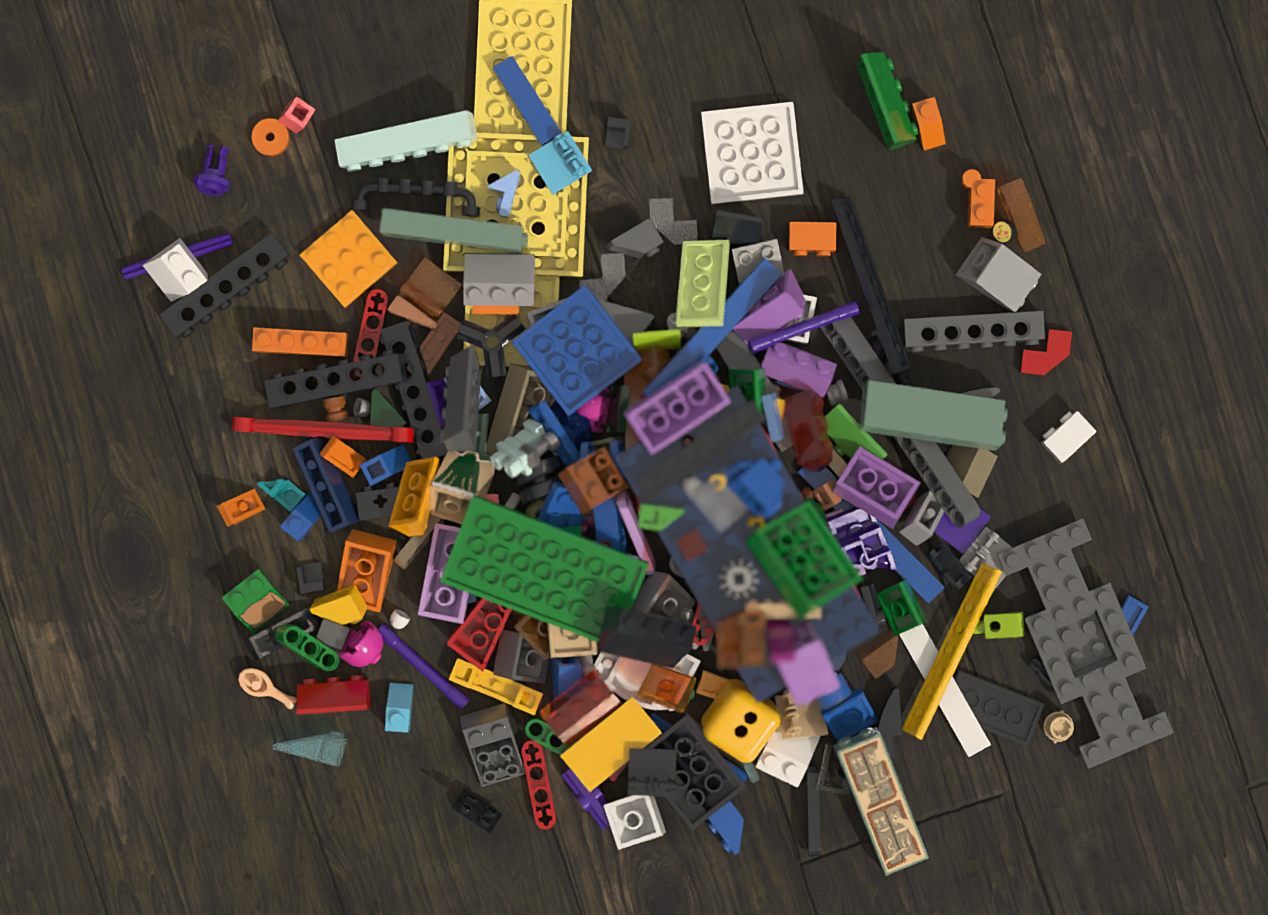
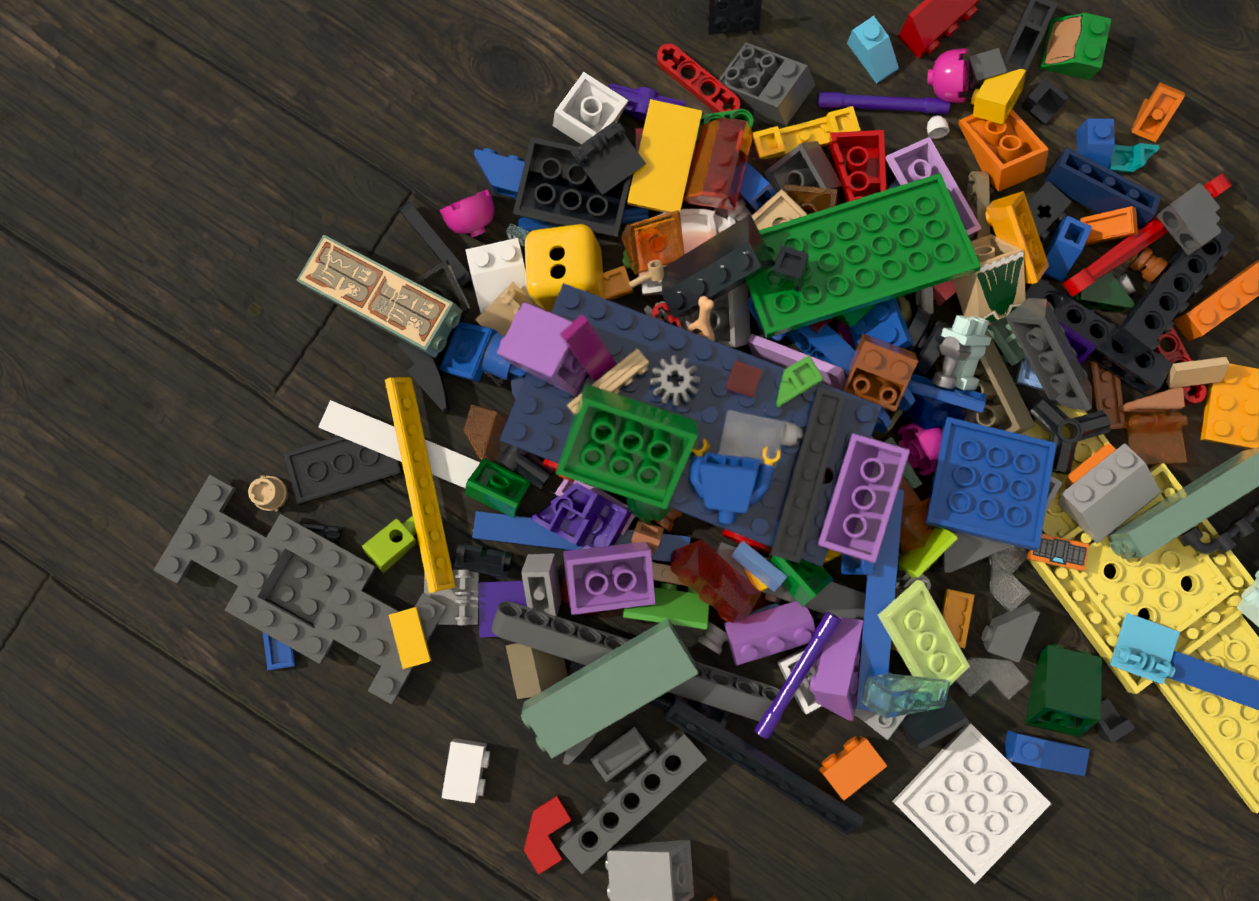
camera: 140 degrees right, 5 degrees down
(290, 416) = (1192, 219): none -> dark grey piece
(316, 651) = (1013, 39): green beam -> none
(369, 311) = (1197, 372): none -> tan tile
(507, 186) = (1174, 587): light blue slope -> none
(564, 269) = (1060, 552): none -> tile
(598, 594) = (791, 266): none -> black panel
(632, 175) = (1065, 691): none -> dark green slope
(662, 279) = (957, 614): none -> light orange plate
(676, 143) = (1045, 753): none -> blue slope
(682, 668) = (655, 273): none -> tan hand
(684, 603) = (702, 326): none -> light nougat piece
(742, 640) = (626, 322): clear orange slope -> none
(746, 261) = (903, 695): none -> clear light blue slope
(774, 813) = (470, 214): none -> dark pink cylinder
(957, 366) = (620, 754): none -> dark grey tile
(1037, 551) = (410, 637): none -> yellow tile

